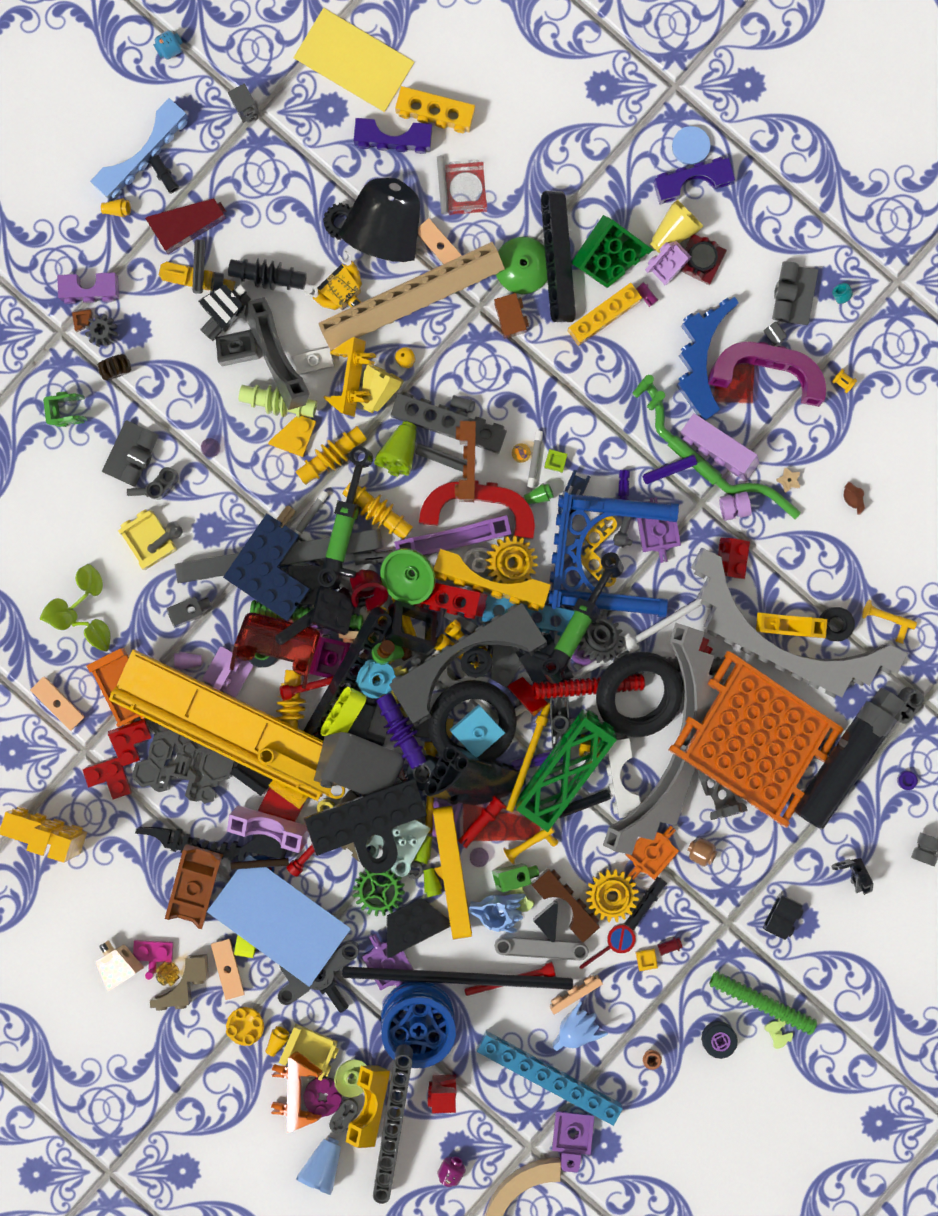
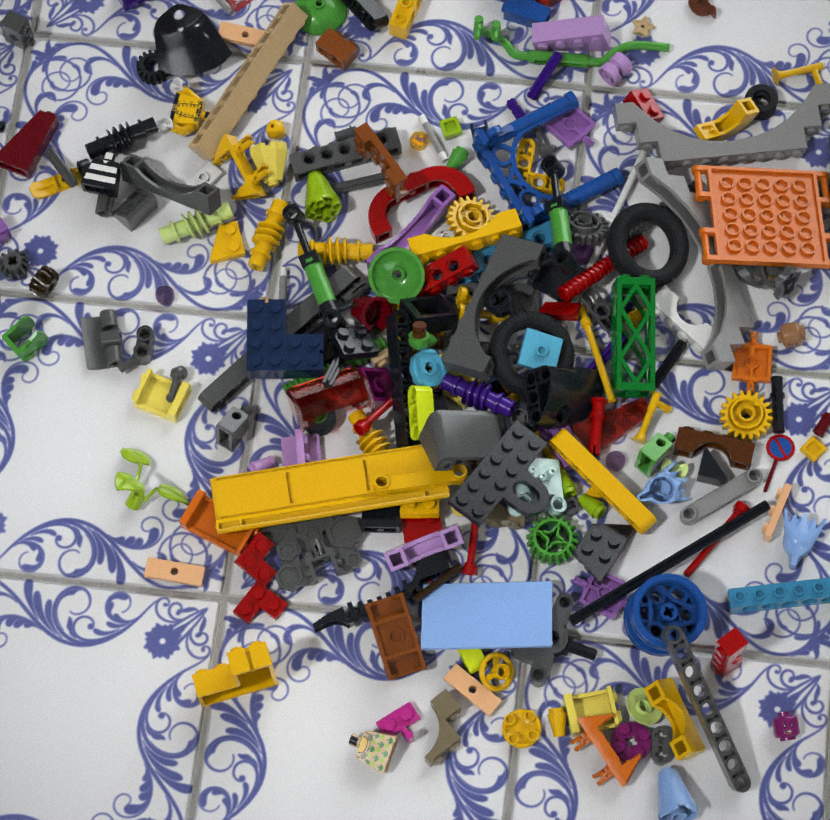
camera: 30 degrees left, 20 degrees down
(167, 973) = (424, 727): clear yellow gear -> none
(256, 971) = (506, 671): none -> yellow piece

